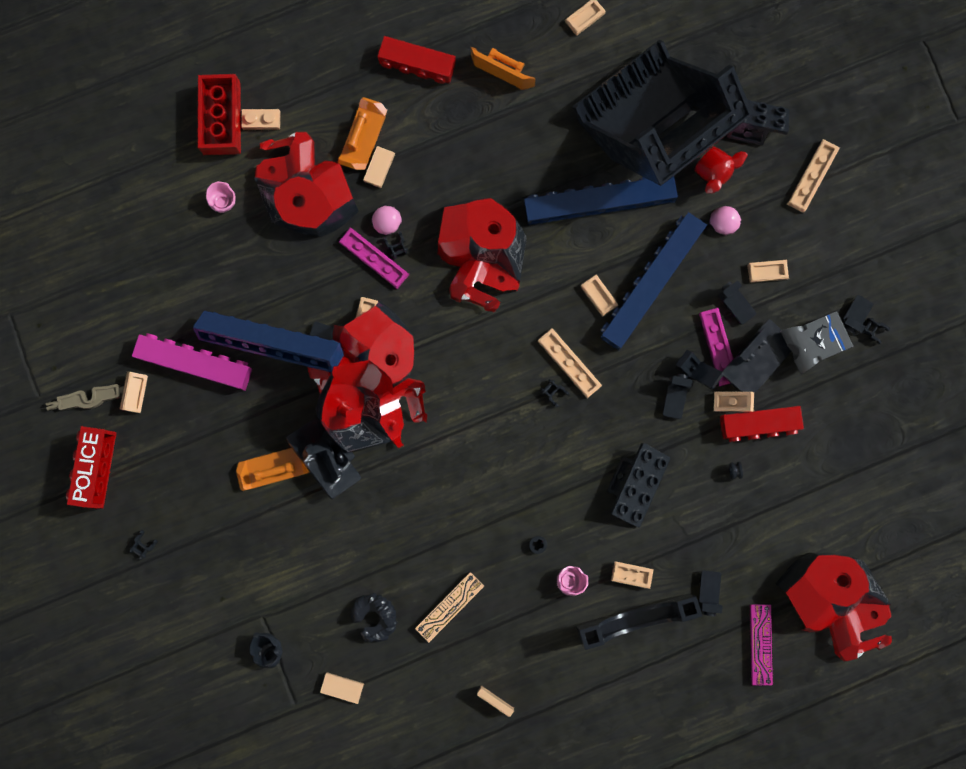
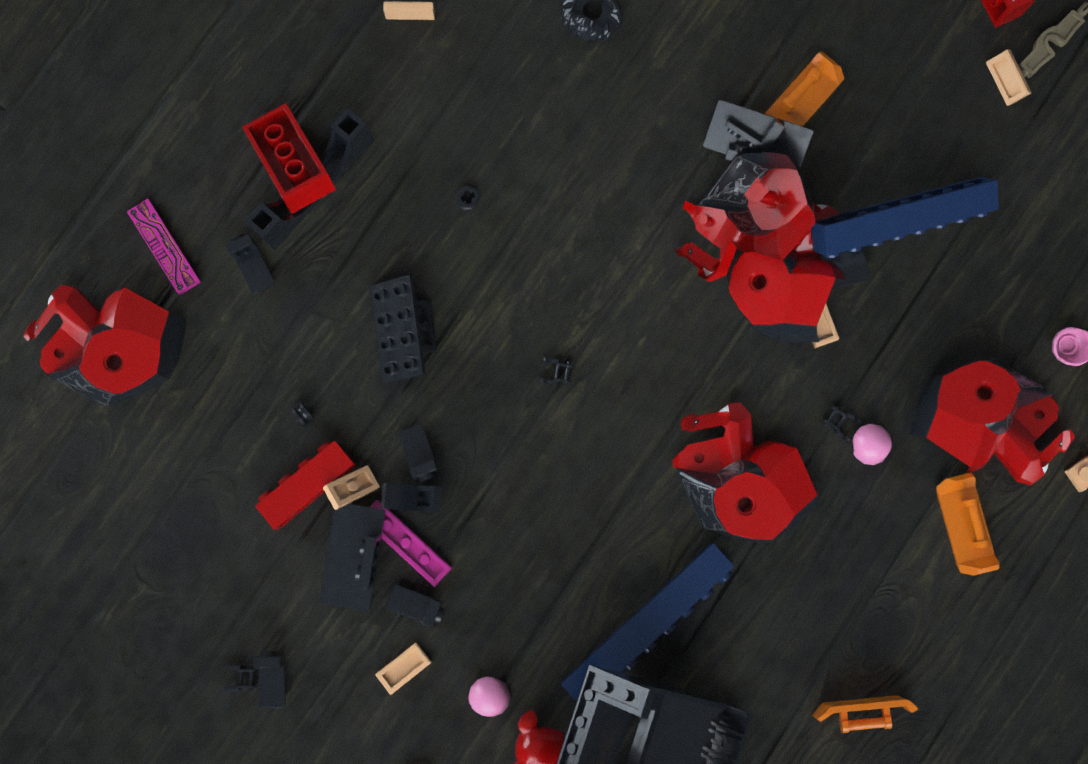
camera: 145 degrees right, 0 degrees up
(192, 362) = (970, 148): dark pink brick -> none
(374, 258) = (855, 392): dark pink tile -> none
(379, 167) = (922, 500): light nougat tile -> none
(416, 60) = (968, 654): red brick -> none
(449, 607) = (519, 75): light nougat tile -> none
(569, 363) = (560, 415): light nougat tile -> none
(572, 581) = (407, 181): bright pink hair -> none
(599, 295) = (577, 514): light nougat tile -> none
(632, 575) = (347, 230): light nougat plate -> none
(643, 646) = (289, 158): none -> red brick
(653, 281) = (526, 570): dark blue brick -> none
(816, 341) = (298, 617): dark grey piece -> none

